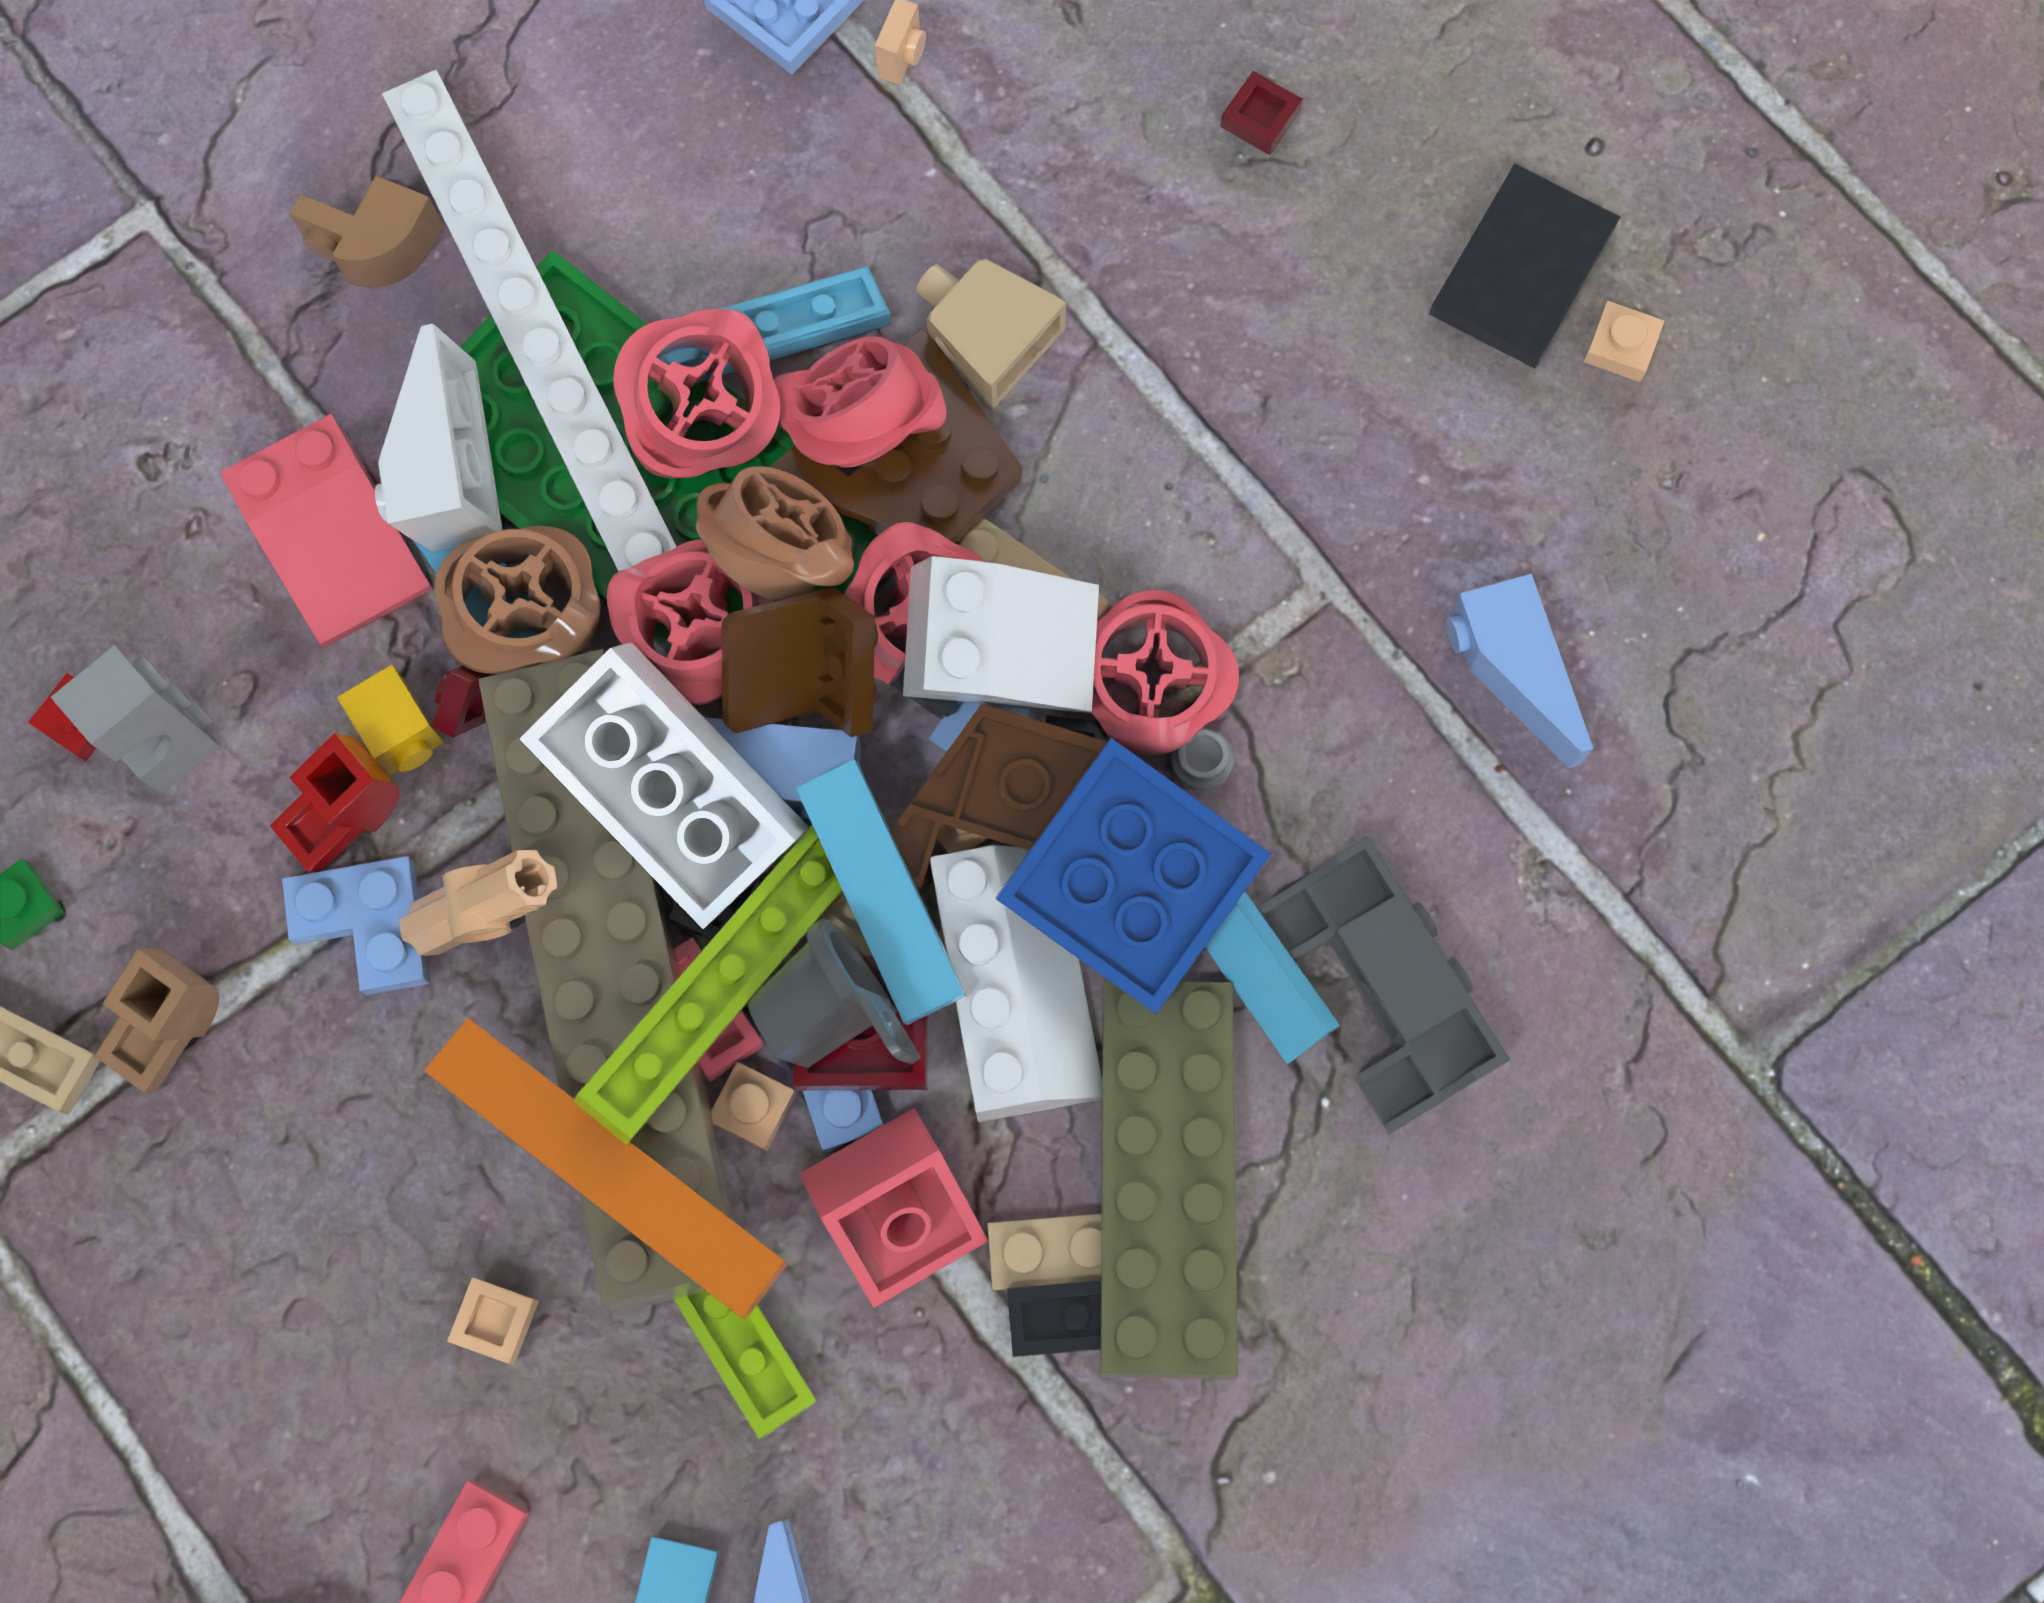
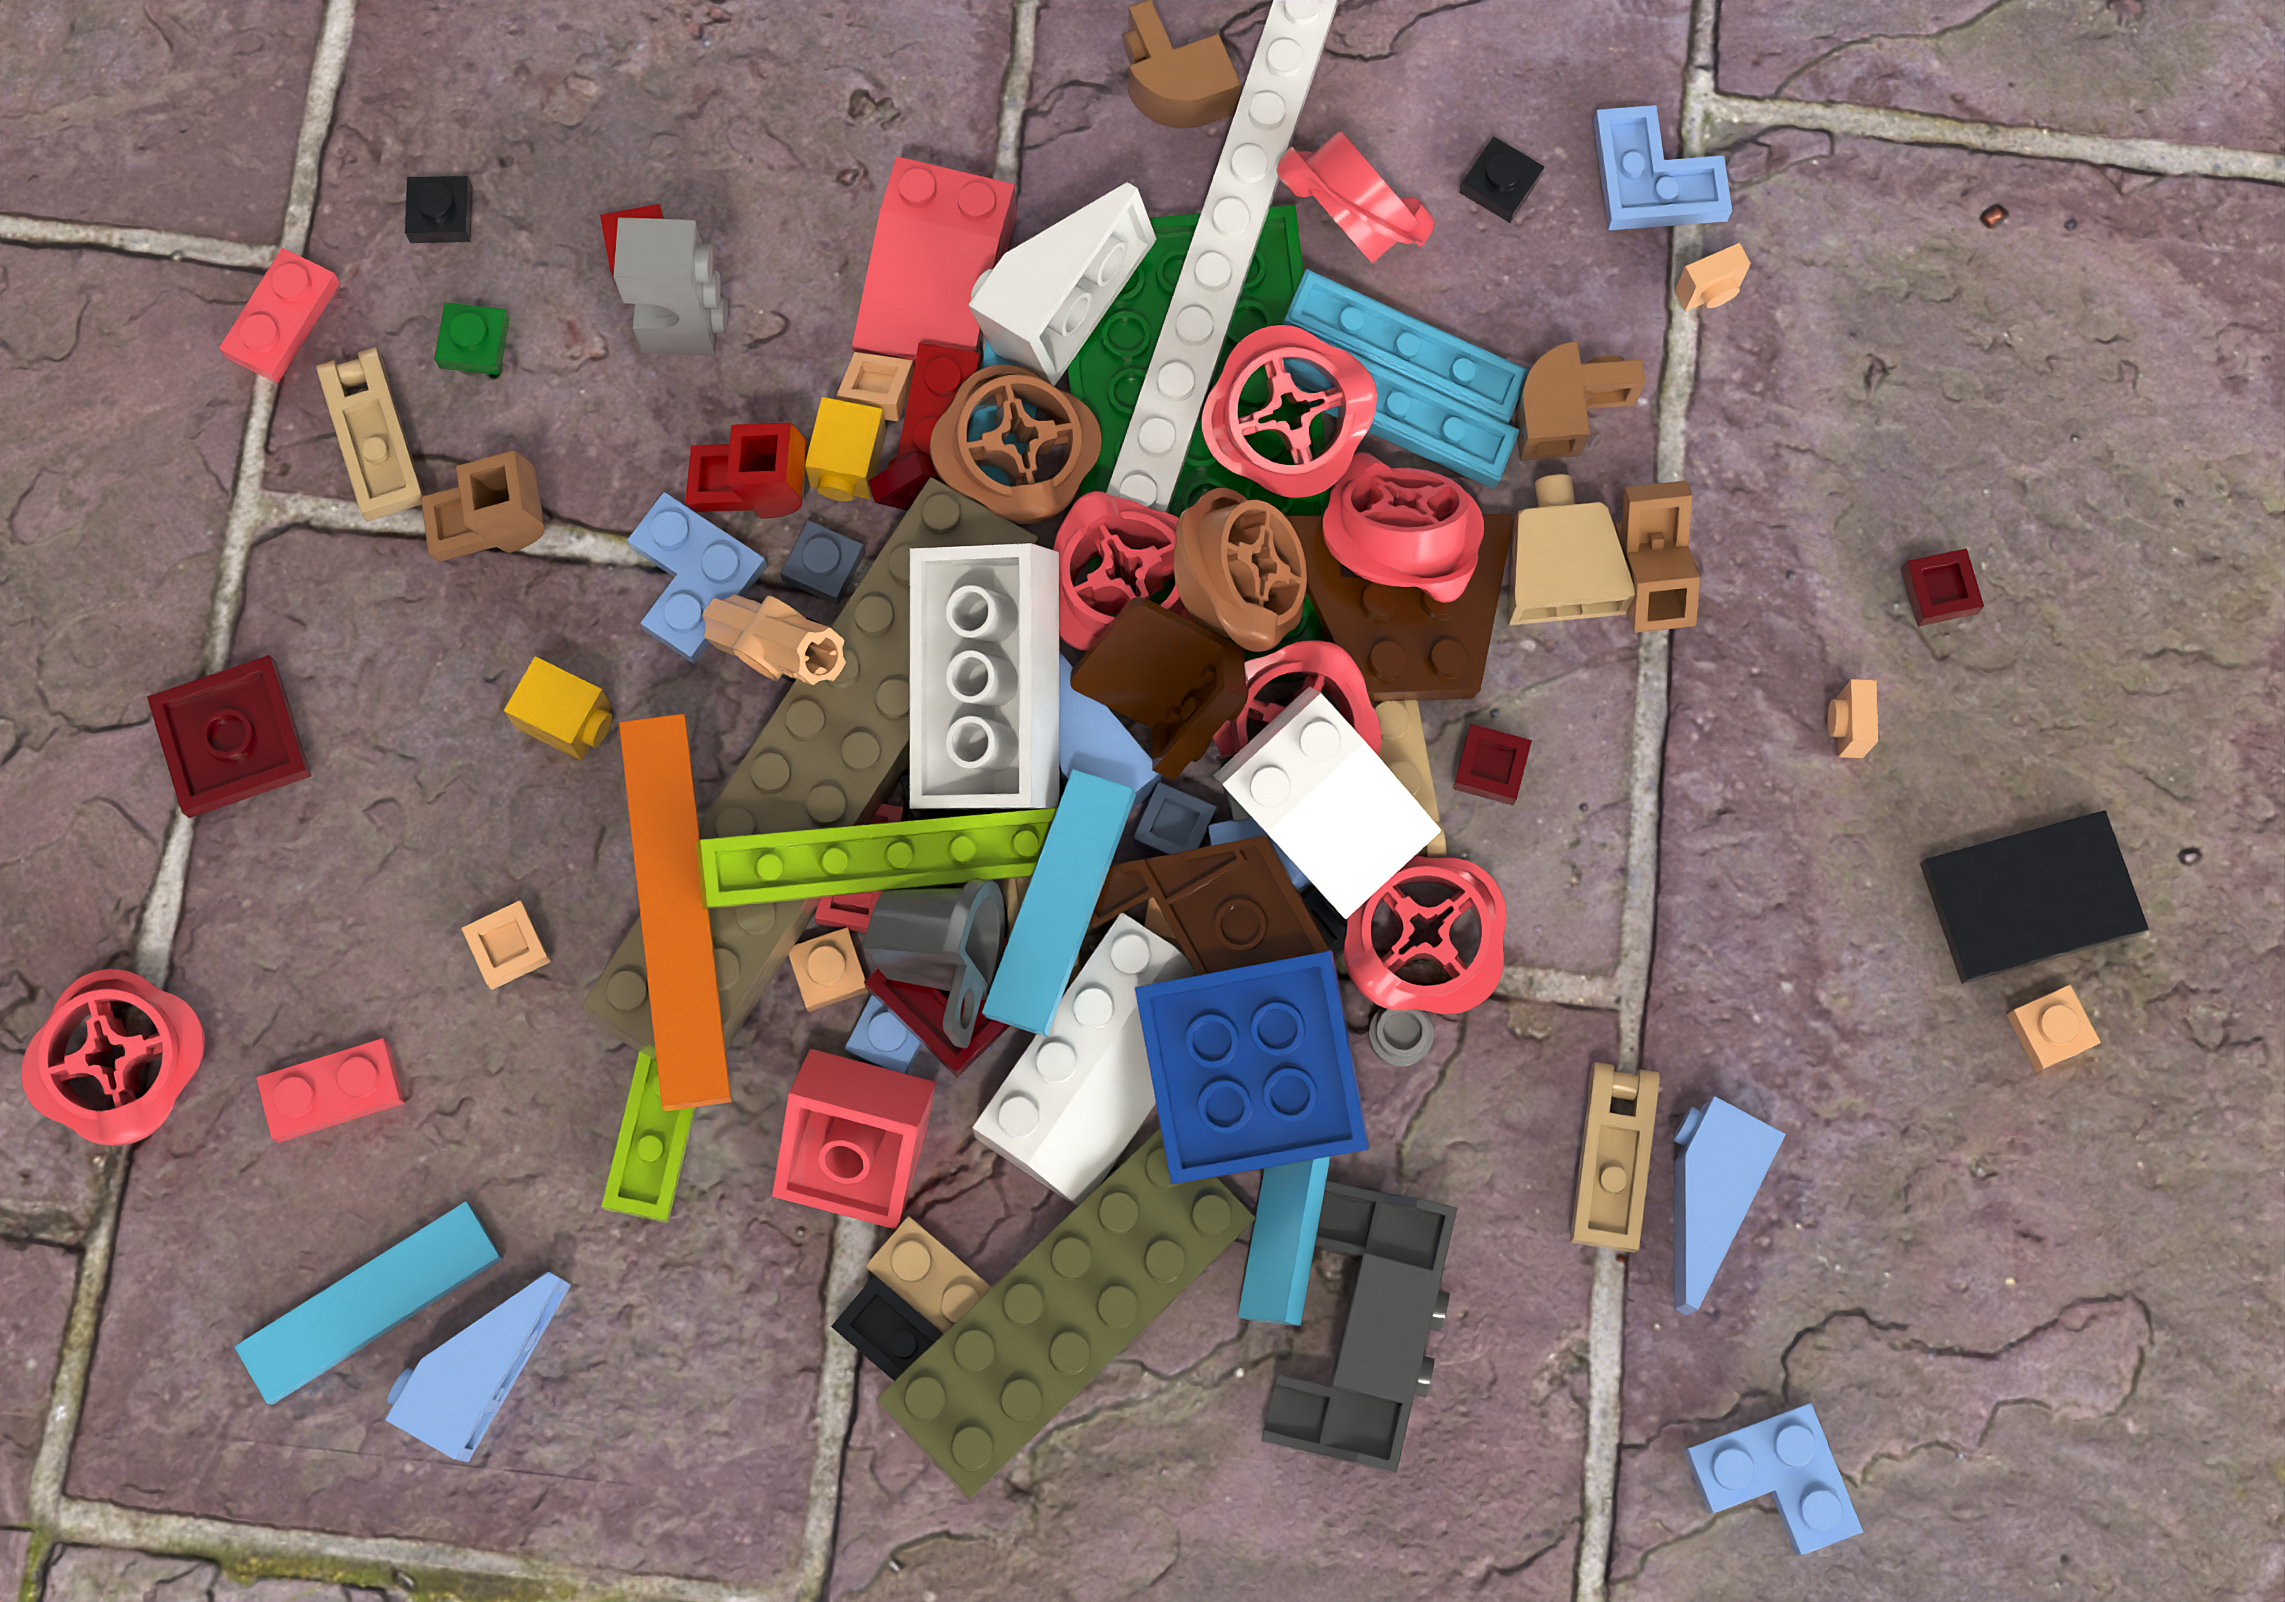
camera: 40 degrees right, 0 degrees up
(118, 1376) = (228, 736): none -> dark red plate
(361, 1110) = (560, 709): none -> yellow brick
(368, 651) = (878, 383): none -> light nougat plate
(415, 617) = (933, 387): none -> red plate
(454, 819) = (822, 562): none -> sand blue plate
(592, 201) = (1355, 196): none -> coral piece
(681, 105) = (1501, 179): none -> black plate
(731, 276) = (1406, 346): none -> medium azure tile
(873, 213) = (1561, 390): none -> medium nougat brick
(898, 763) = (1173, 822): none -> sand blue plate
(1044, 255) = (1659, 557): none -> medium nougat brick
(1080, 513) = (1492, 764): none -> dark red plate
(1293, 253) = (1854, 718): none -> light nougat plate
(1431, 703) = (1614, 1159): none -> tan plate
(1748, 796) = (1791, 1462): none -> light blue plate

